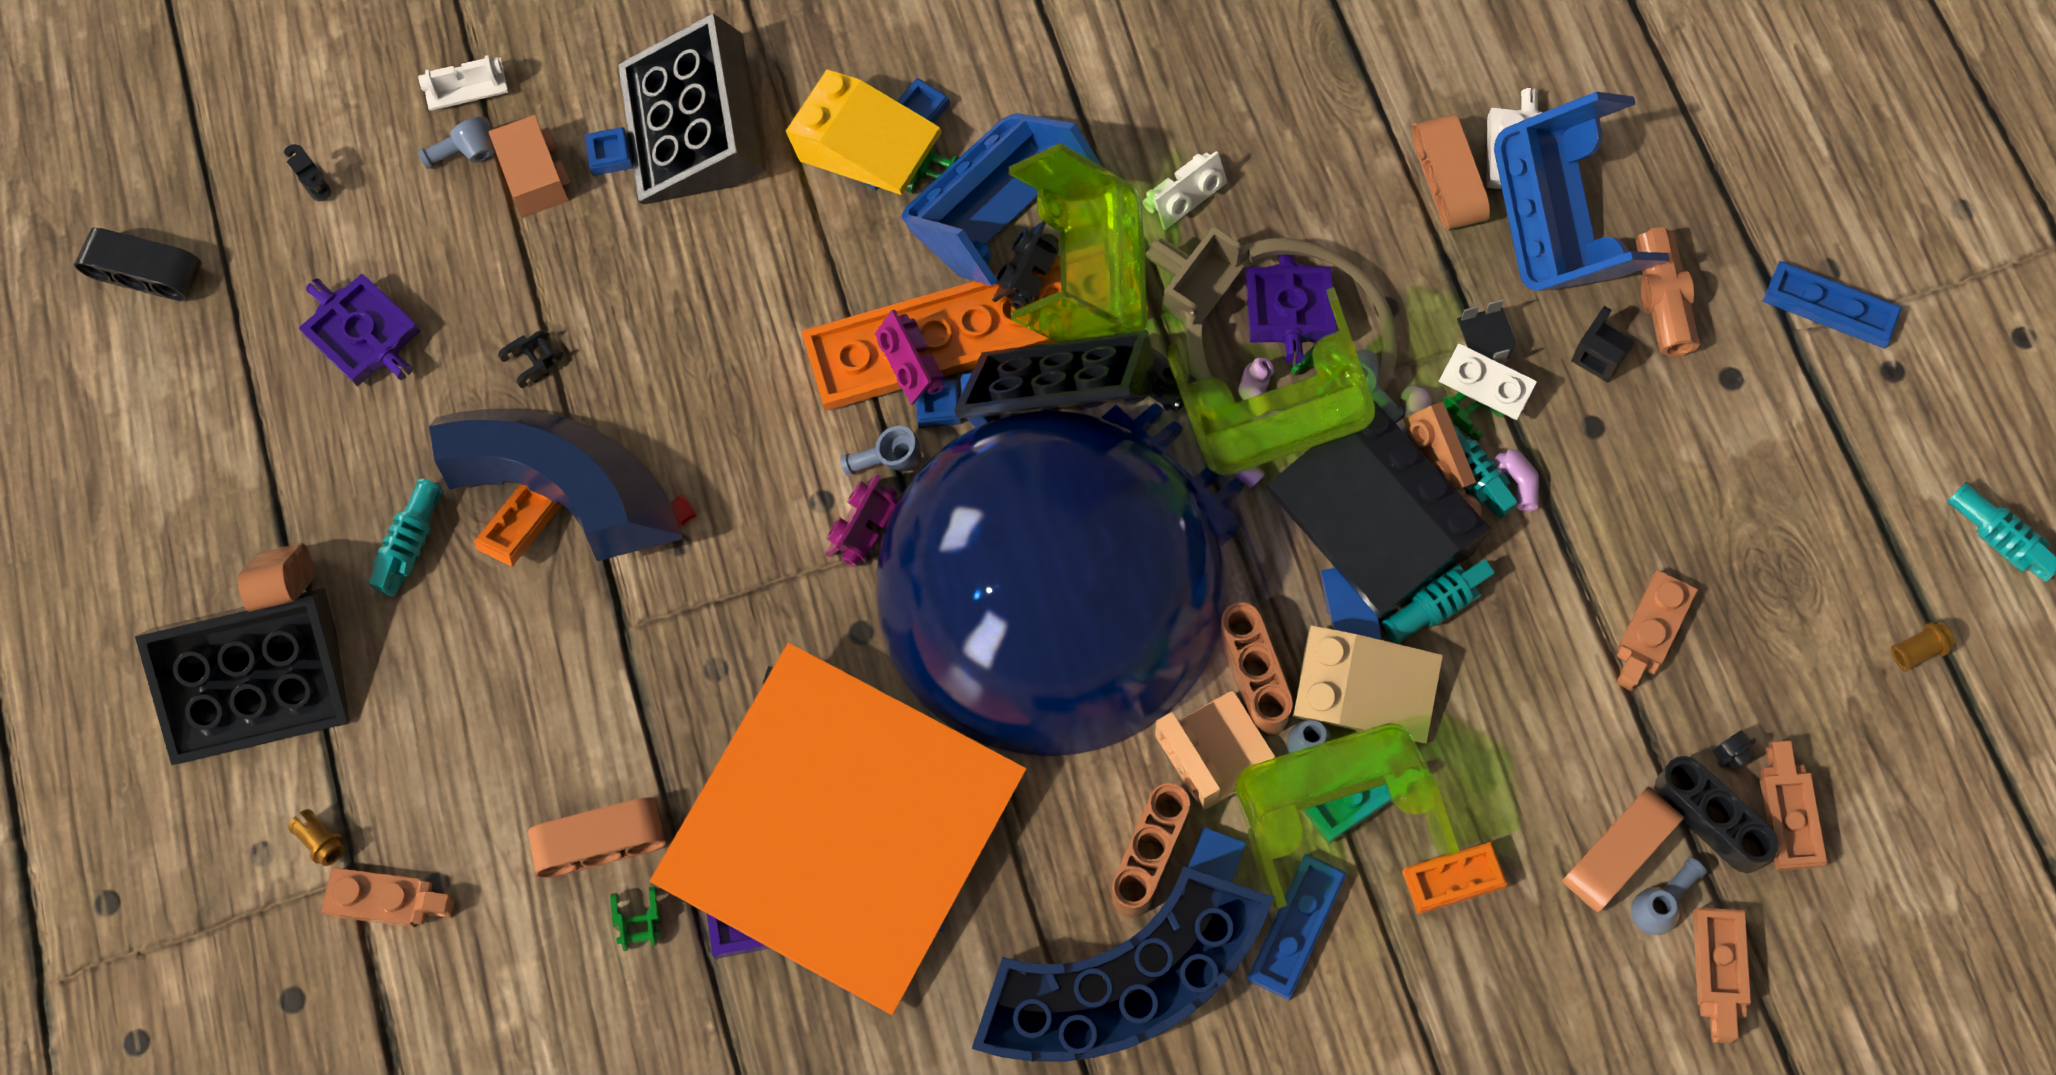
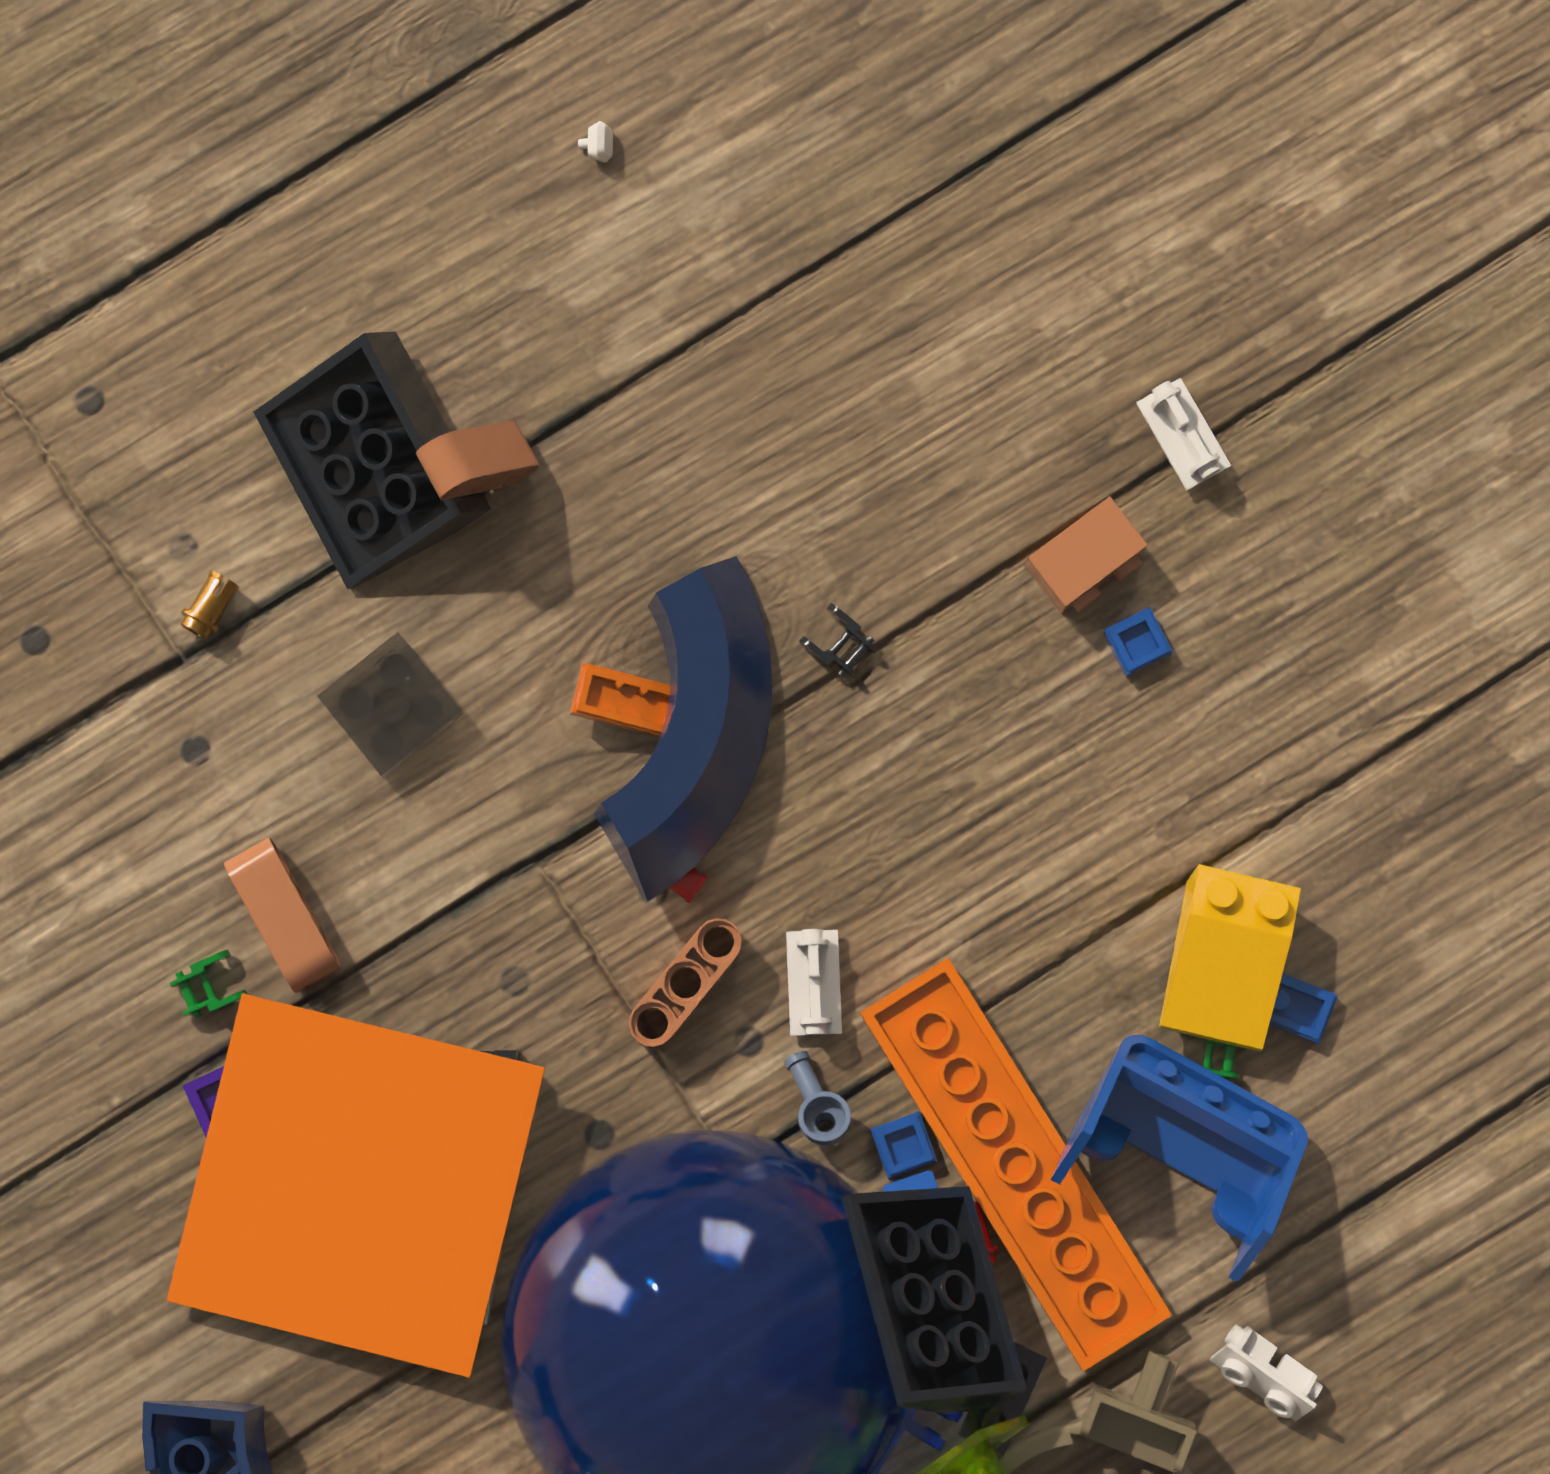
camera: 70 degrees right, 15 degrees up
(68, 441) = (598, 142): none -> white rock
(138, 264) = (836, 134): black beam -> none
(307, 173) = (1006, 291): black piece -> none
(359, 329) = (820, 428): dark purple plate -> none
(383, 898) = (163, 701): nougat hinge -> none
(405, 539) = (575, 577): teal hinge -> none
(454, 708) = (390, 704): none -> clear smoke plate
(469, 137) = (1102, 473): sand blue bar -> none
(691, 113) = (1210, 730): black slope -> none
(753, 511) = (692, 957): none -> nougat beam
(789, 437) = (814, 982): none -> white hinge
(868, 505) = (706, 1089): magenta hinge -> none
(900, 342) = (920, 1114): magenta hinge -> none
(1032, 252) = (1119, 1210): black hinge -> none
(1098, 247) = (1124, 1296): clear neon green windscreen -> none

